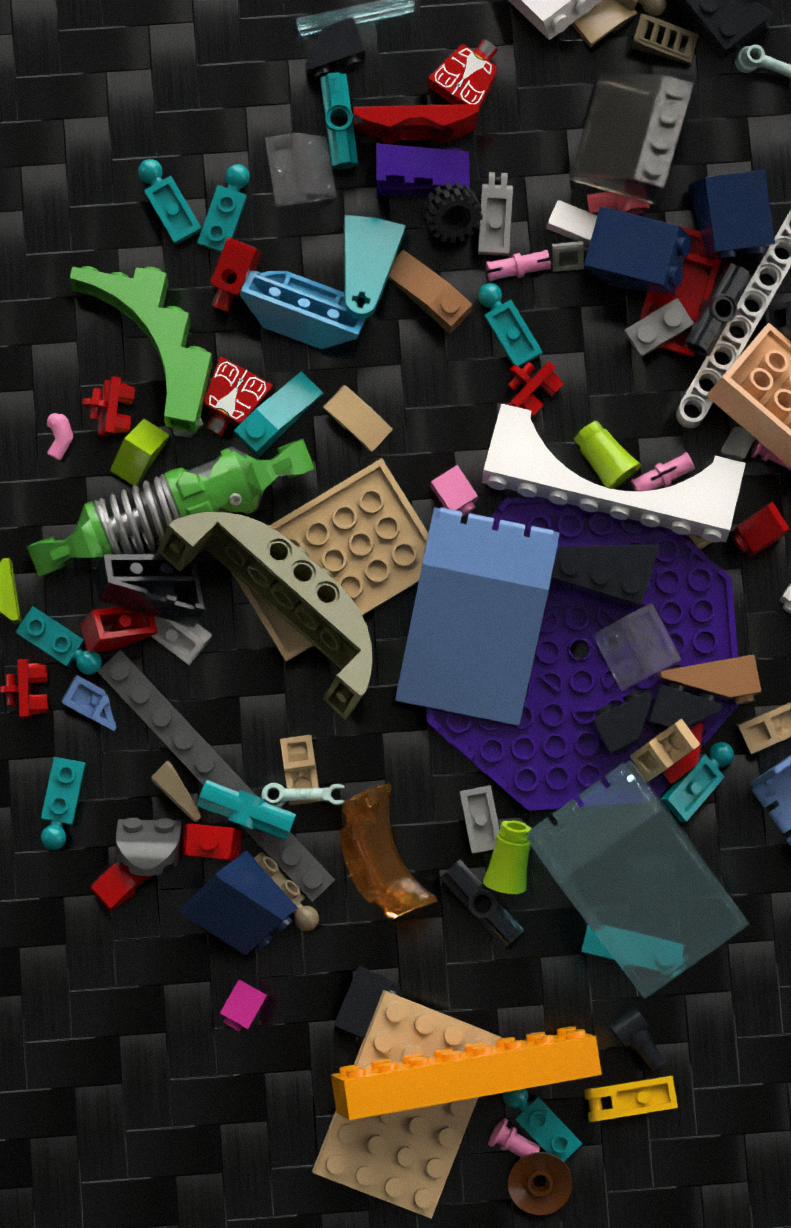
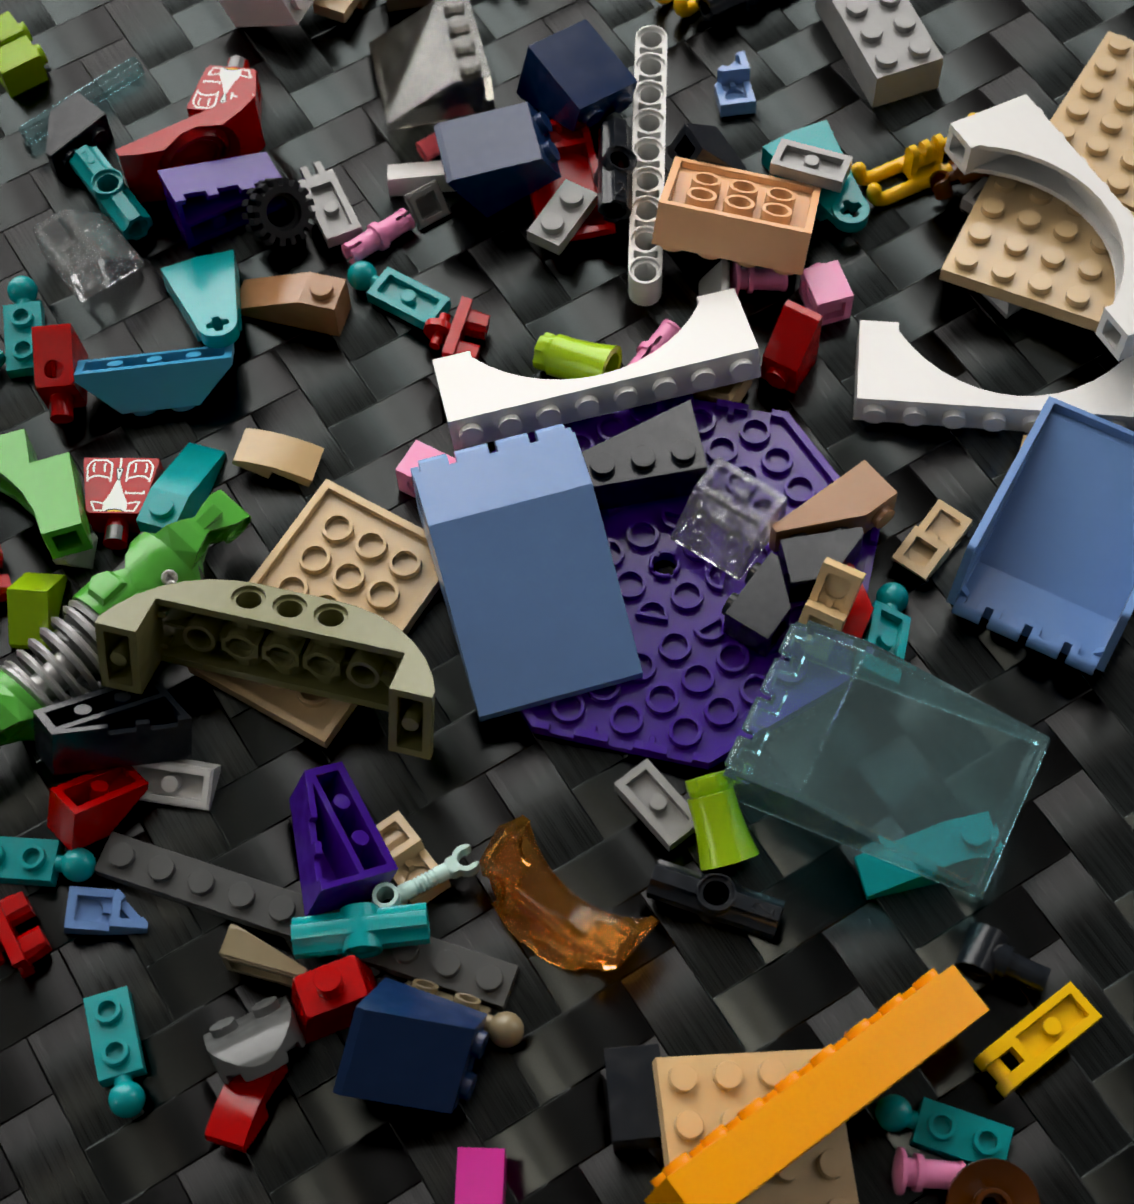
camera: 20 degrees left, 20 degrees down
(259, 739) = (336, 841): none -> dark purple wedge

